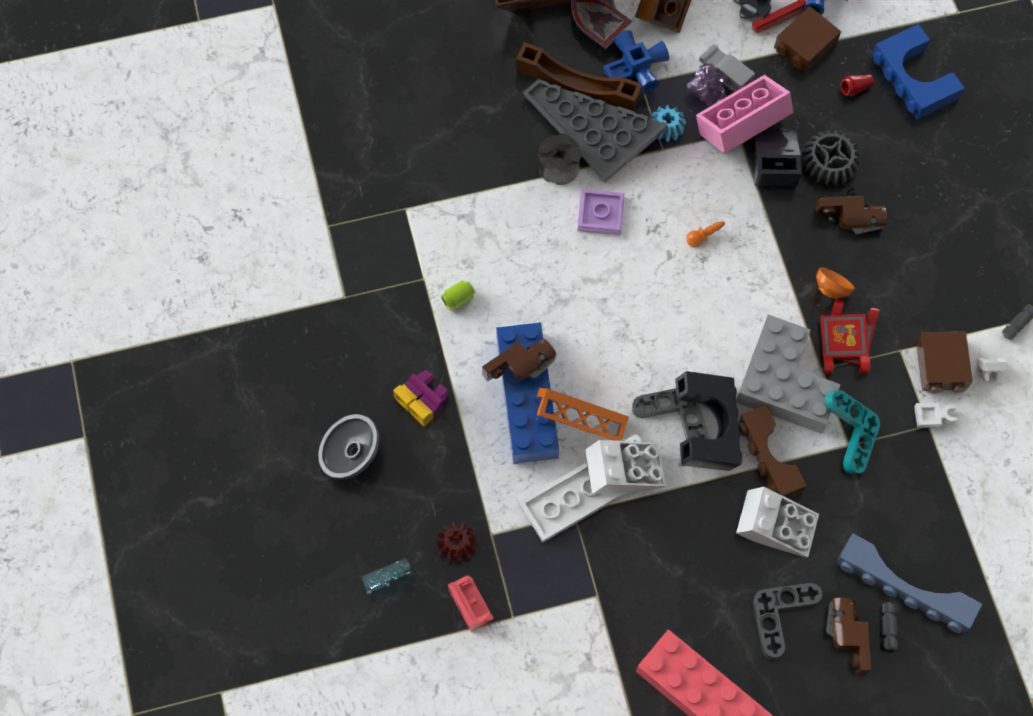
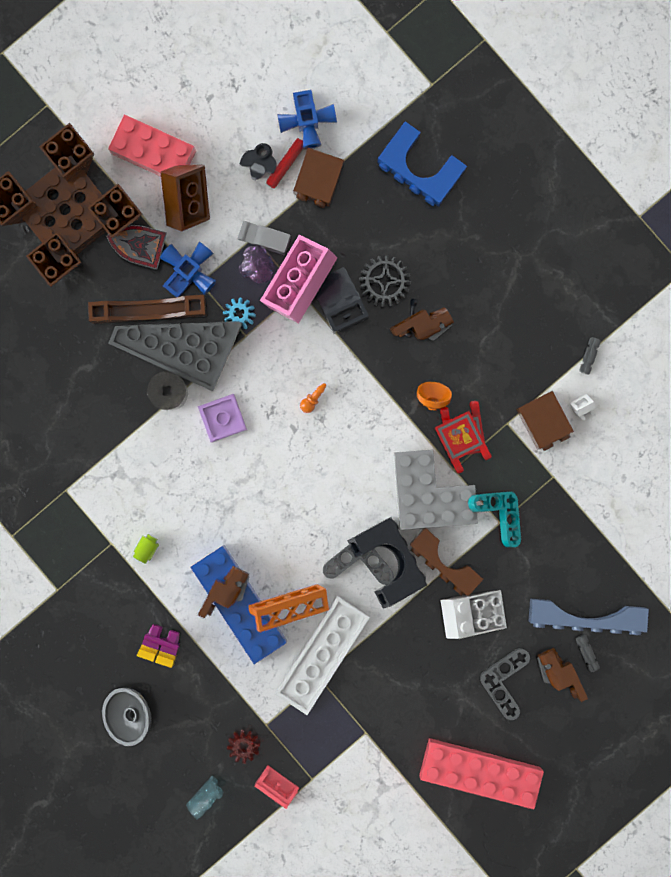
camera: 25 degrees left, 20 degrees up
(624, 466) = (342, 631): white slope -> none
(854, 84) = (376, 200): red cone -> none
(932, 416) = (552, 470): white plate -> none

